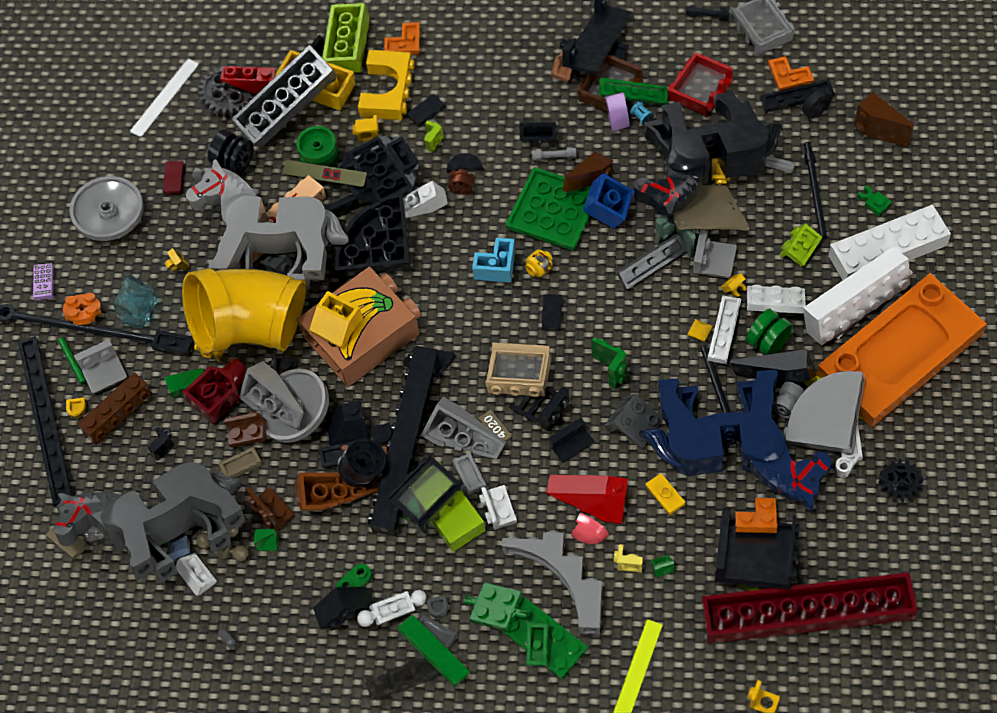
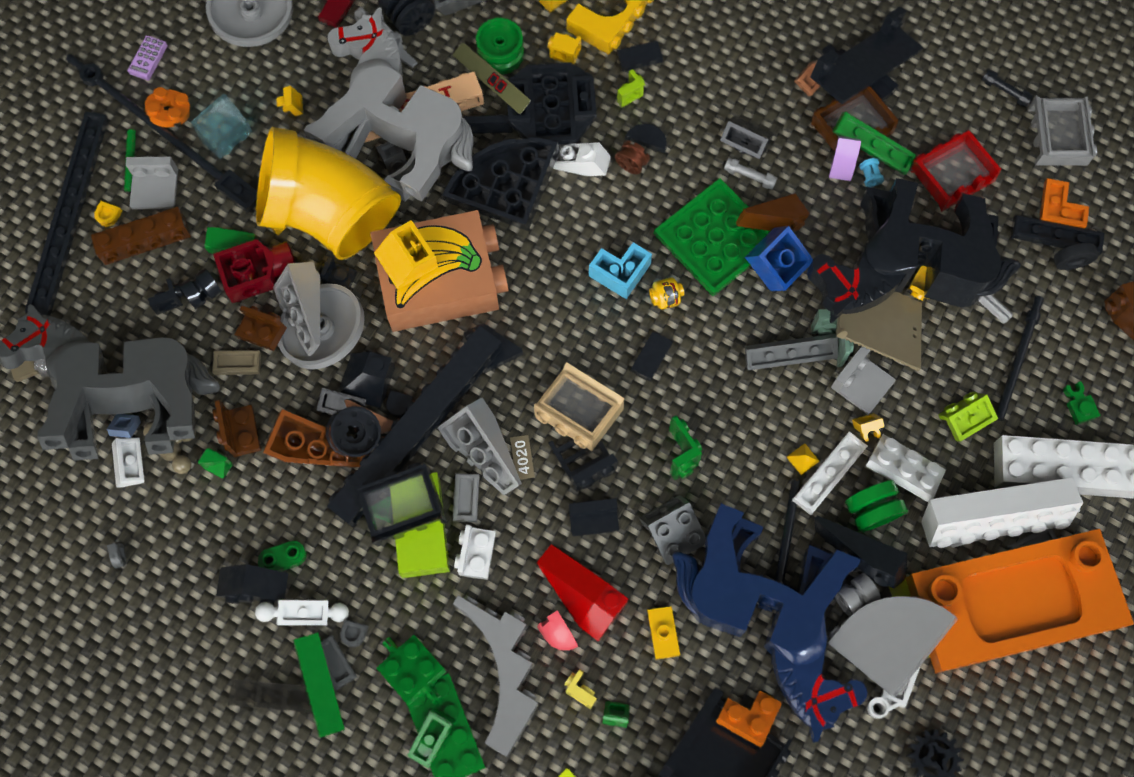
camera: 20 degrees right, 10 degrees up
(185, 421) = (200, 288): none -> black wheel

